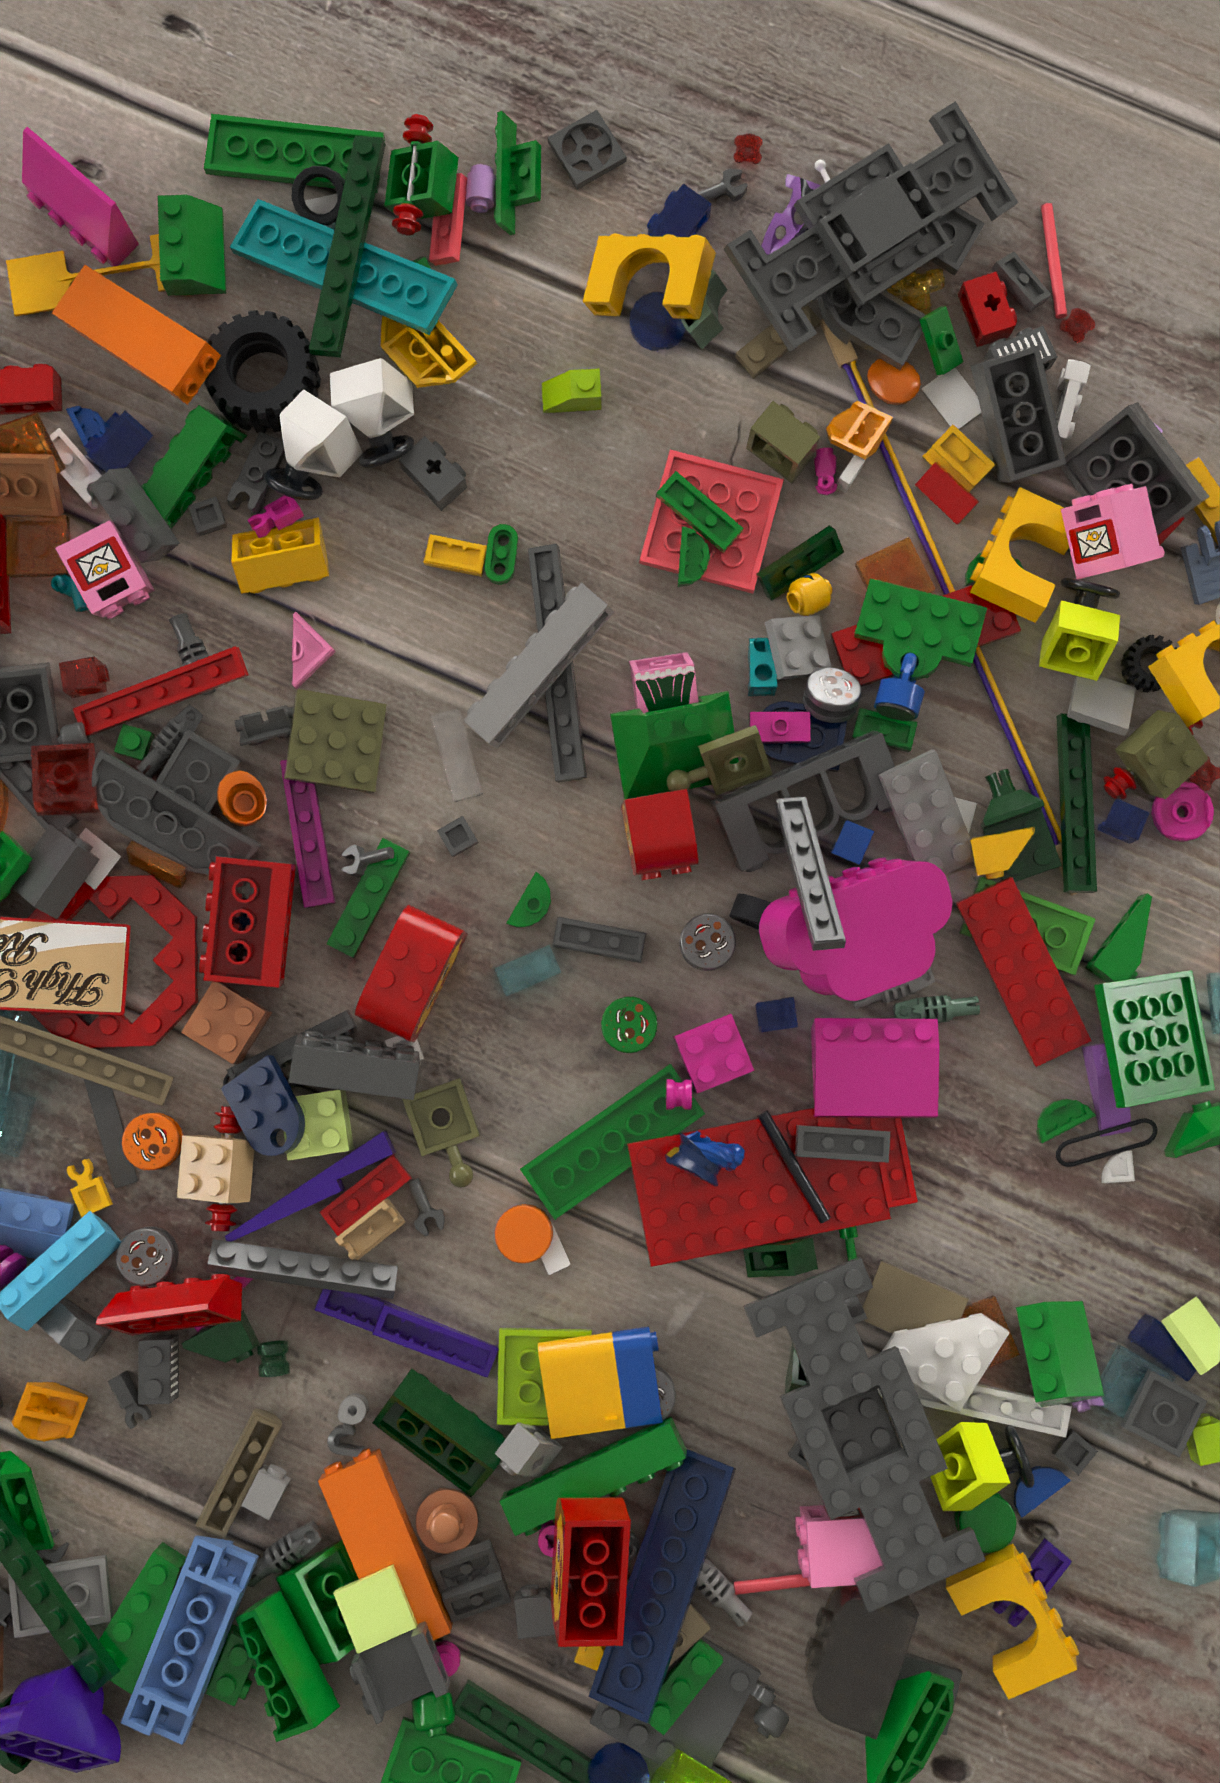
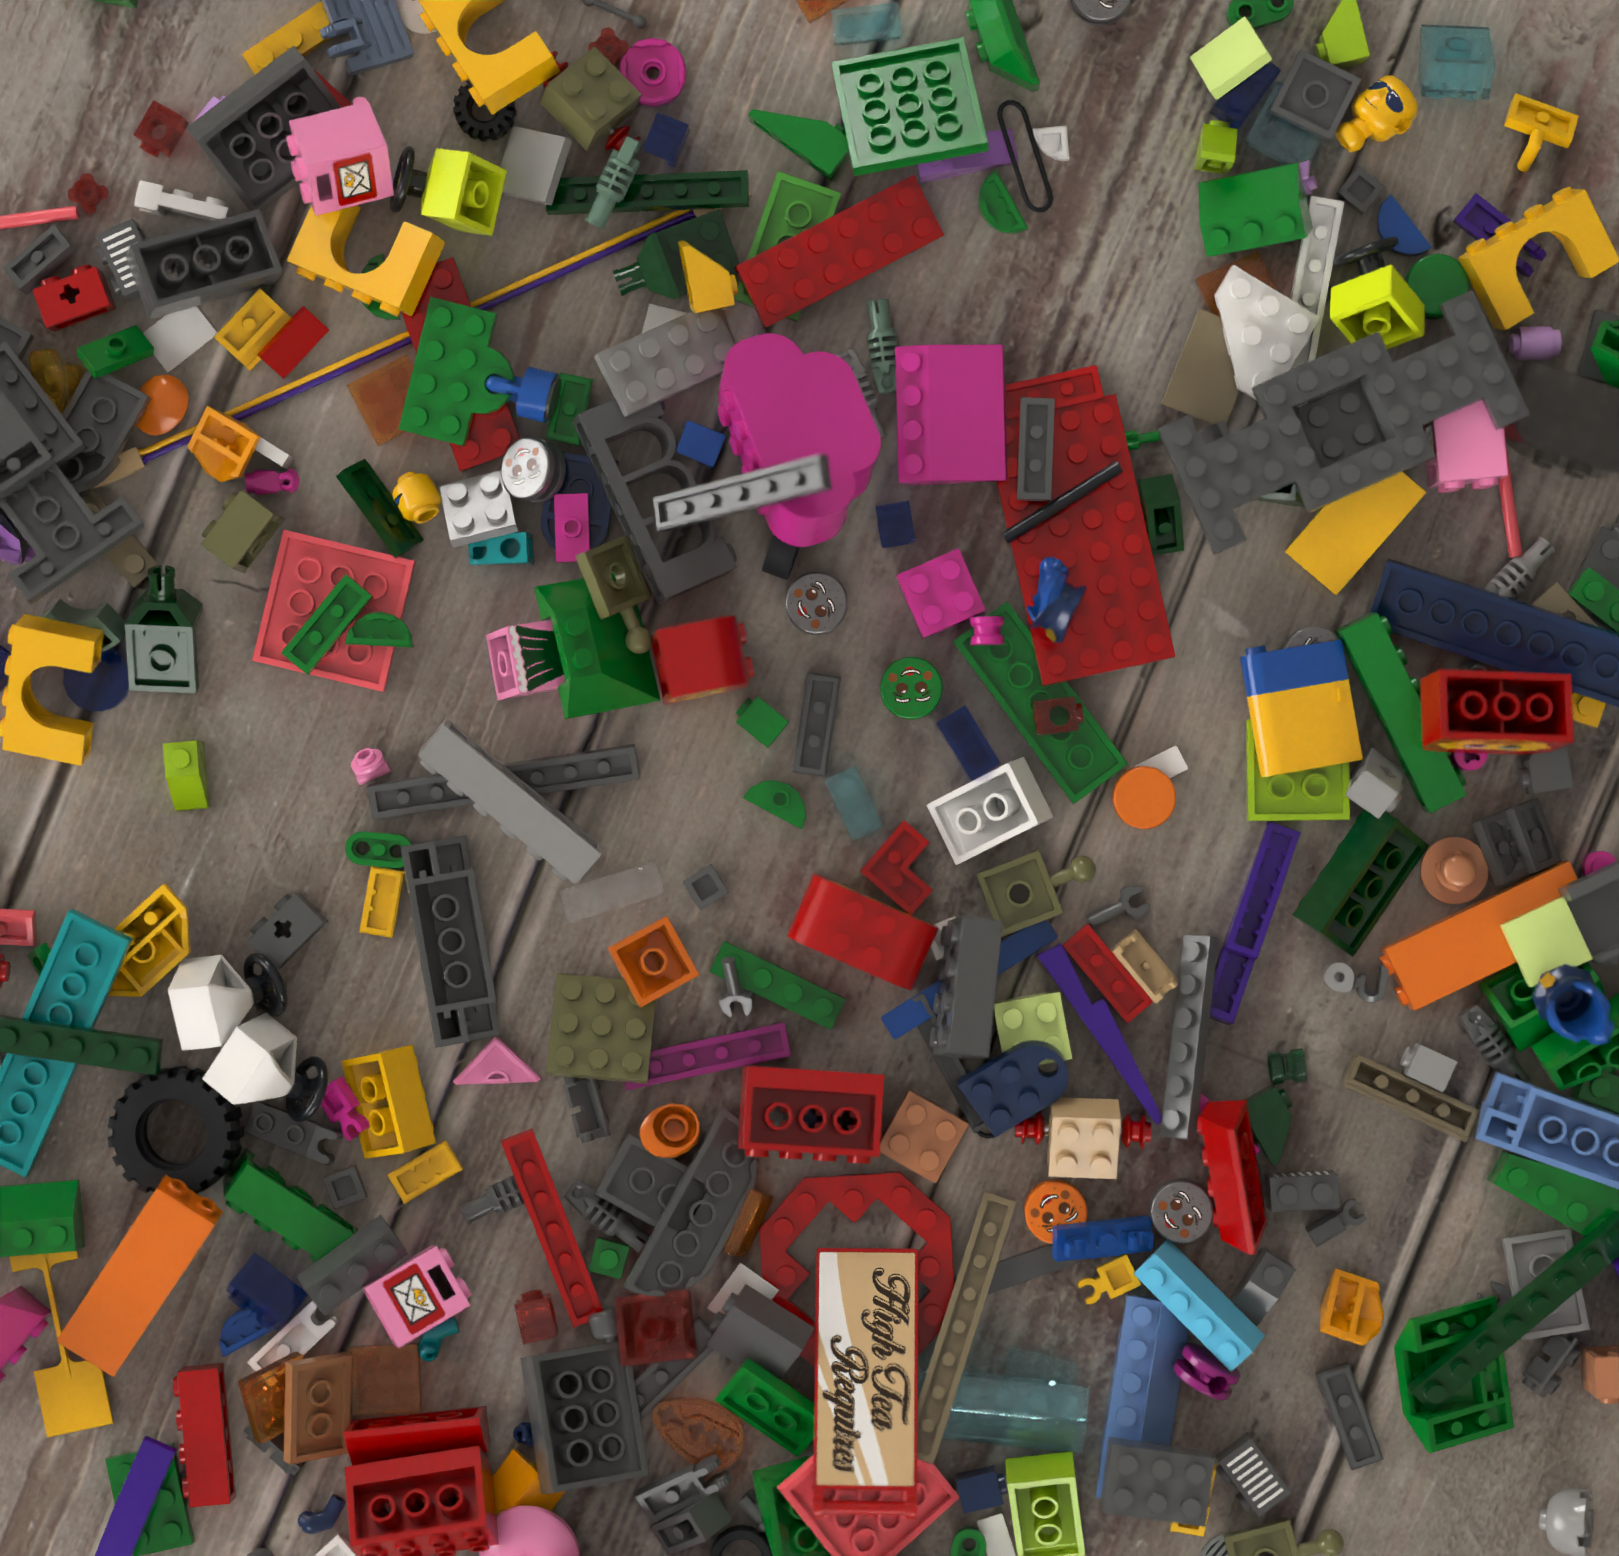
camera: 90 degrees left, 5 degrees up
(124, 1183) = (1102, 1238): none -> blue plate
(217, 585) = (425, 1171): none -> yellow plate
(312, 1636) = (1573, 1005): none -> piece
(389, 1108) = (1012, 951): none -> blue sticker
(392, 786) = (653, 961): none -> orange slope
(417, 610) = (451, 941): none -> dark grey slope
(466, 1001) = (890, 869): none -> red plate
(516, 1093) = (989, 810): none -> white slope
(575, 548) = (369, 765): none -> bright pink plate
(577, 1074) = (967, 743): none -> clear blue brick
(595, 1142) = (1042, 721): none -> clear red brick
(603, 889) = (761, 720): none -> green brick
(692, 372) = (163, 637): none -> plate
(763, 1436) = (1352, 529): none -> yellow tile
(932, 1614) = (1535, 343): none -> lavender brick
(1088, 772) = (614, 181): none -> sand green hinge
(1114, 1319) = (1216, 147): none -> lime slope
(1135, 1626) = (1541, 123): none -> yellow plate
(1141, 377) = (160, 115): none -> clear red brick
(1146, 1472) = (1378, 113): none -> yellow piece

